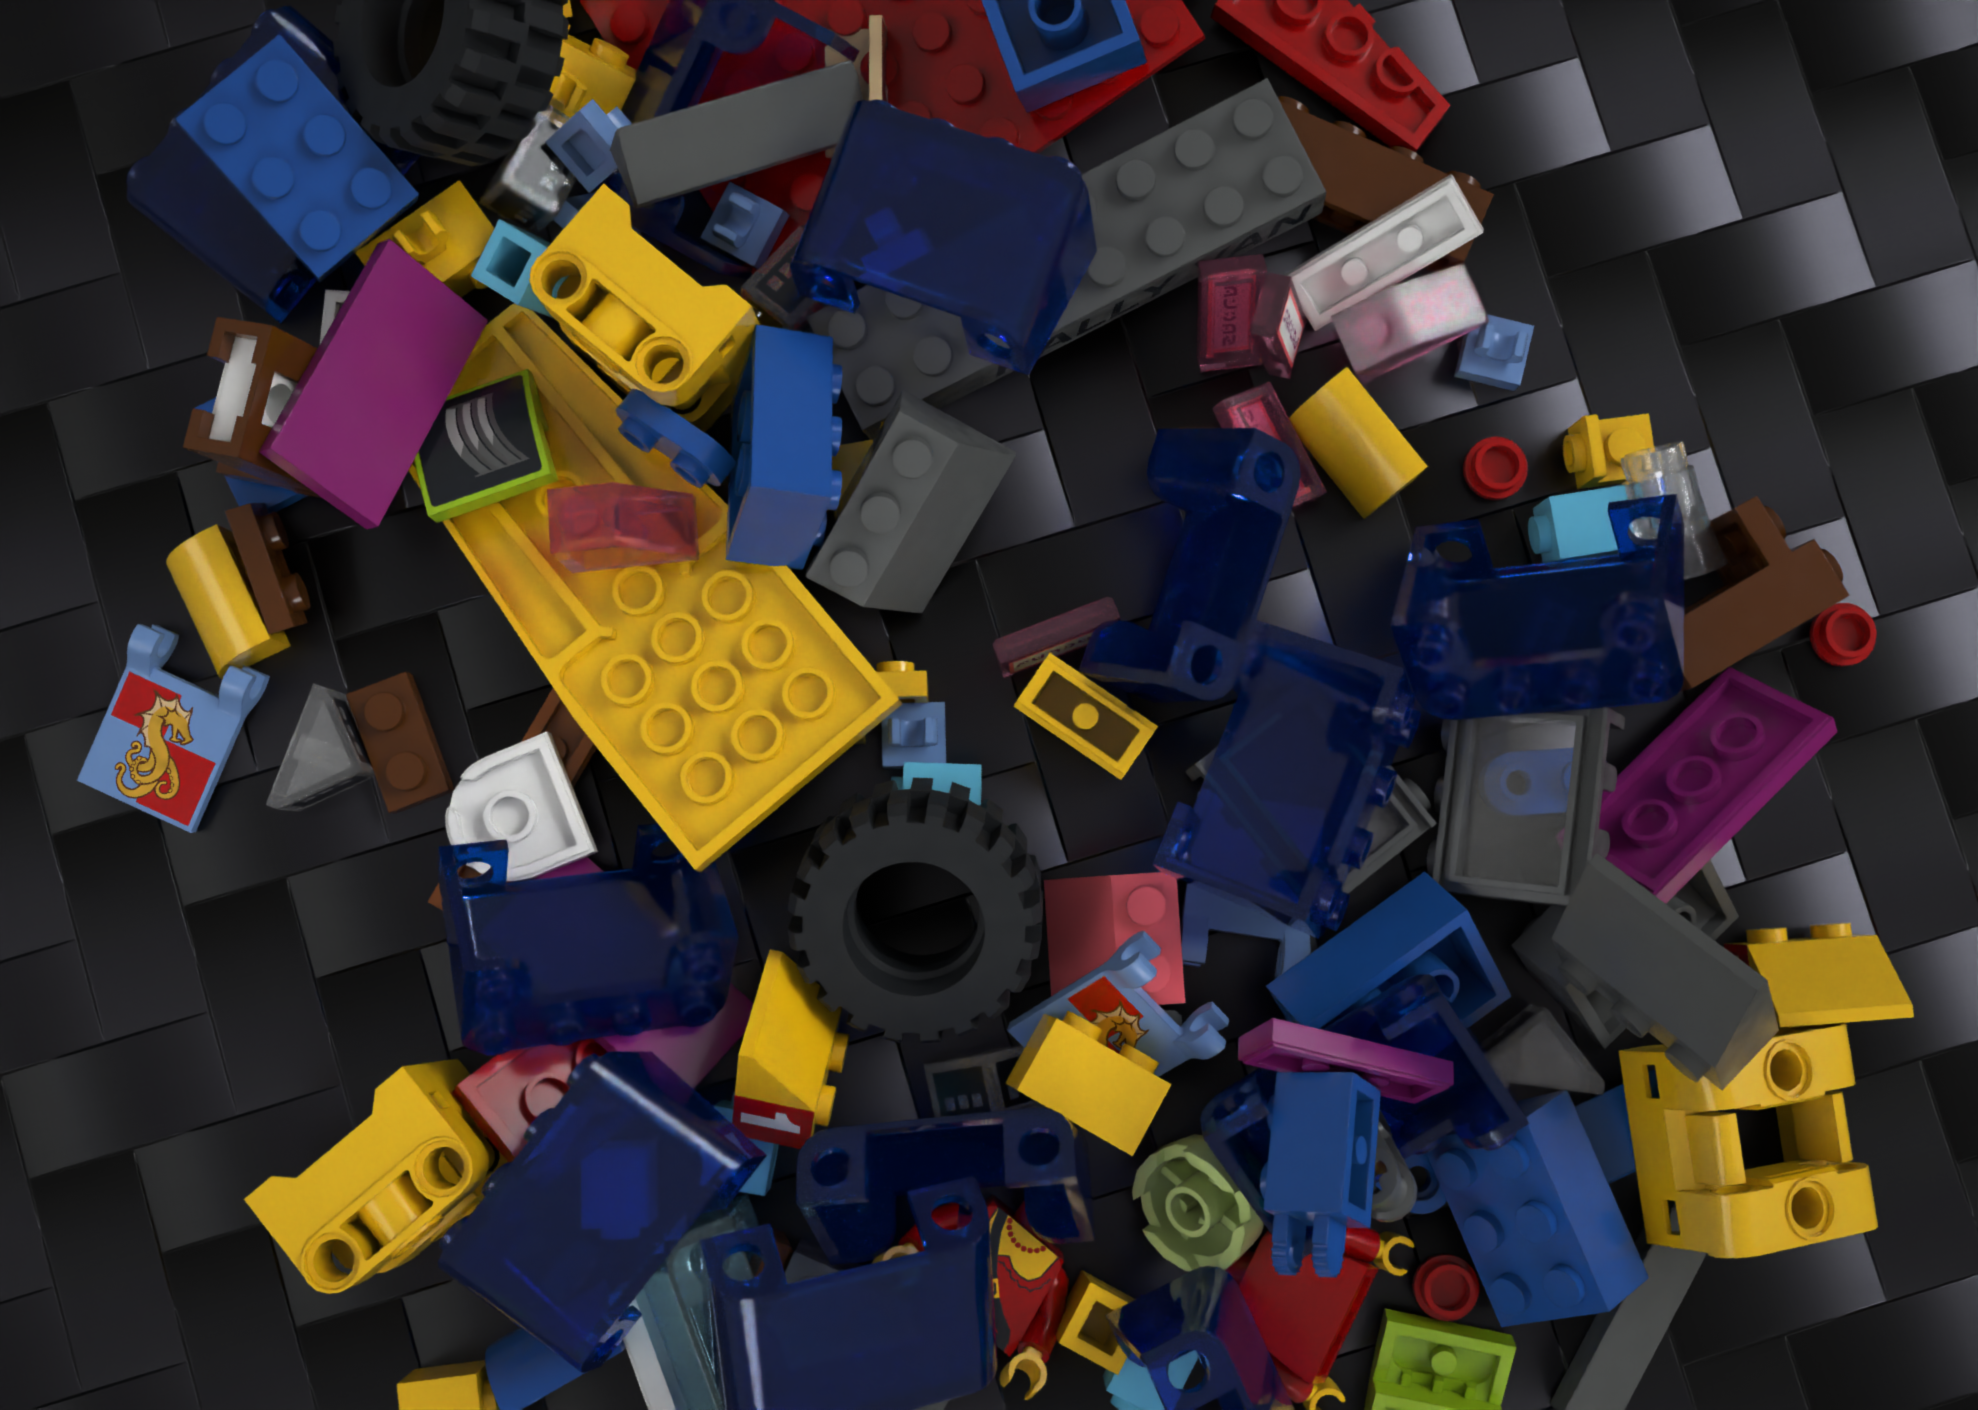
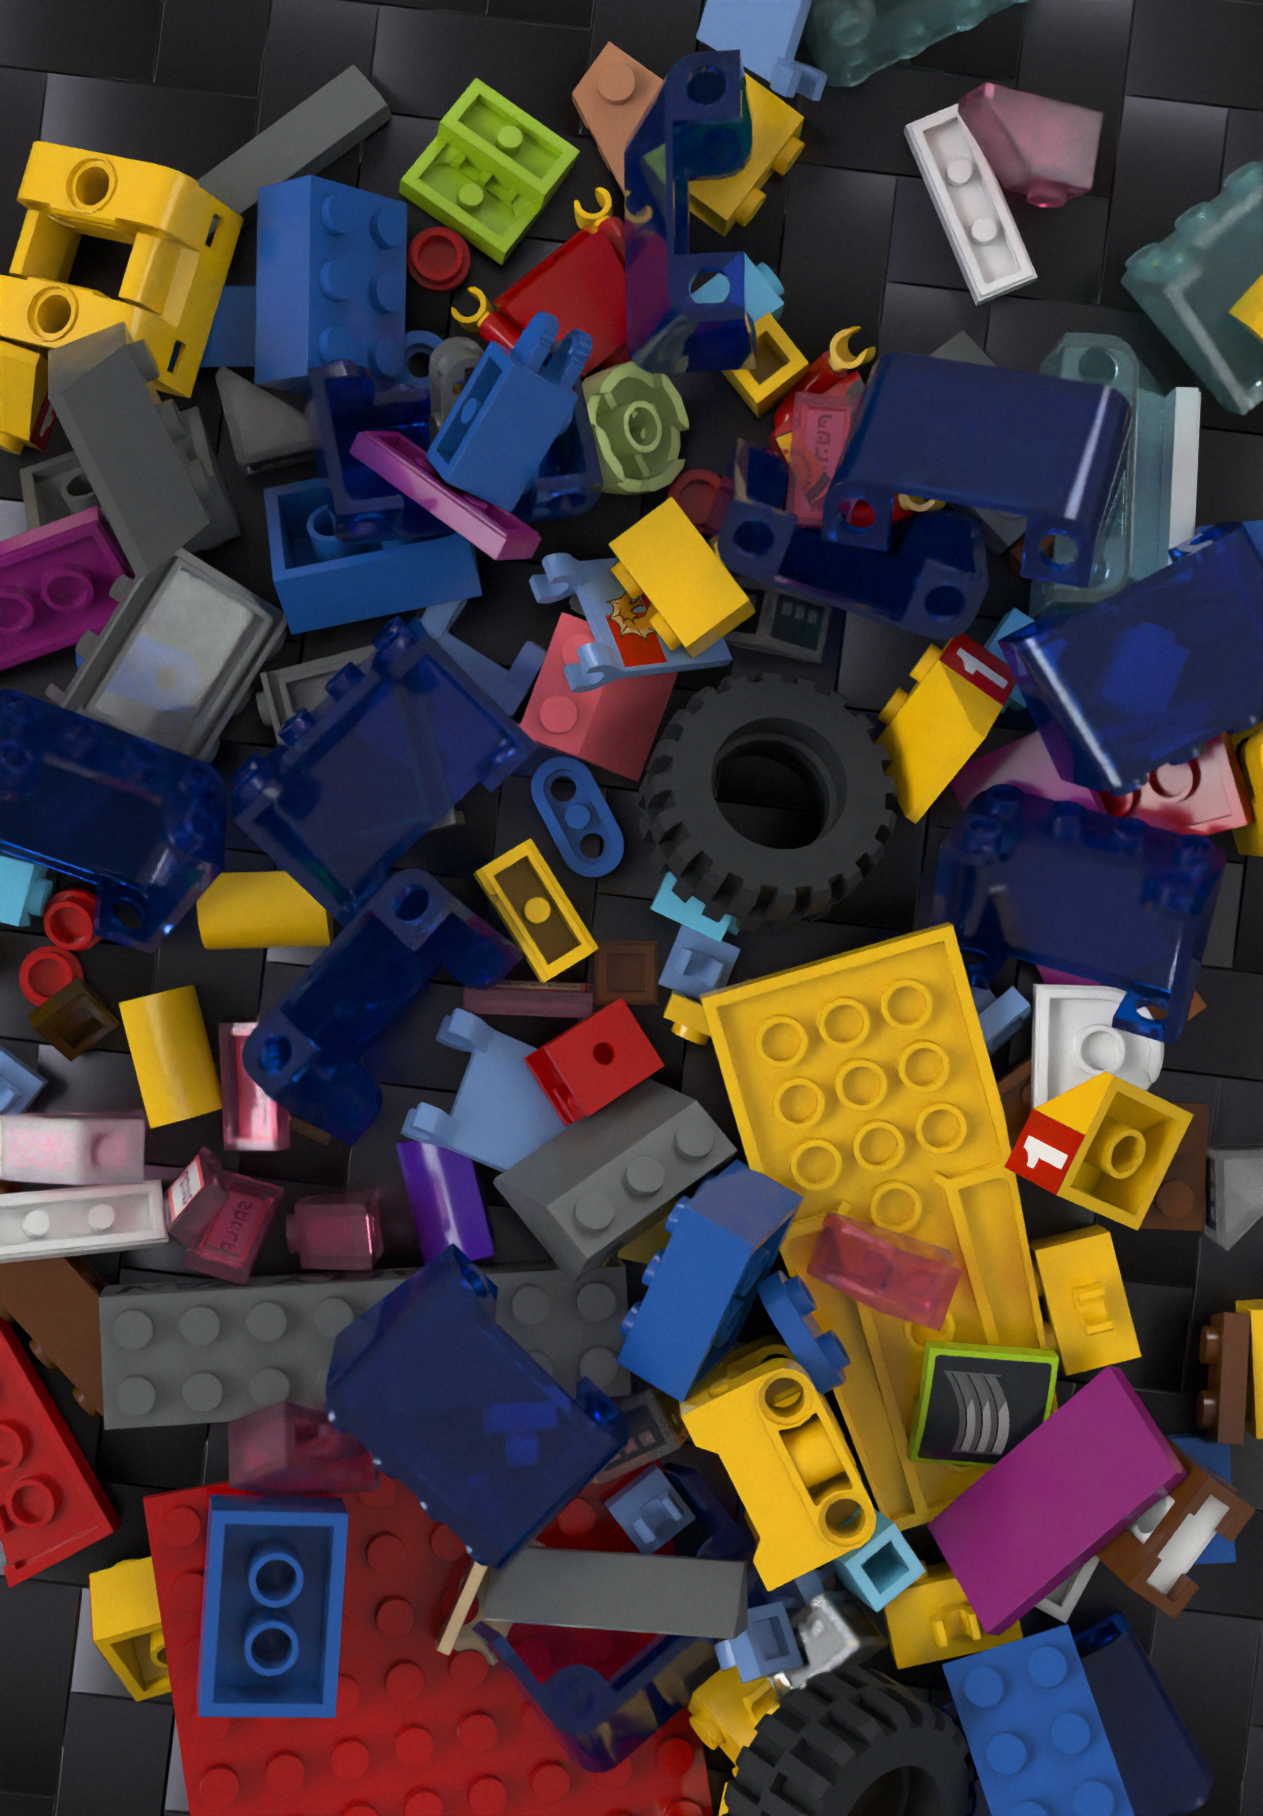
camera: 160 degrees left, 5 degrees up
(430, 583) = (1083, 1299): none -> yellow brick
(470, 725) = (1101, 1147): none -> yellow slope
(616, 806) = (1000, 1017): none -> medium blue tile
(971, 602) = (593, 1062): none -> red piece
(977, 699) = (627, 972): none -> reddish brown tile
(1018, 1270) = (816, 444): none -> clear pink tile
(1035, 536) = (499, 1105): none -> medium blue flag
(1050, 428) = (446, 1200): none -> dark purple brick
(1084, 822) = (578, 817): none -> blue plate
(1090, 128) = (297, 1454): none -> clear pink slope
(1109, 1168) = (695, 494): none -> red plate
(1135, 351) = (336, 1230): none -> clear pink slope
(1339, 605) = (261, 912): none -> yellow brick
(1458, 438) = (74, 1019): none -> dark brown tile
(1503, 526) = (71, 919): none -> red plate

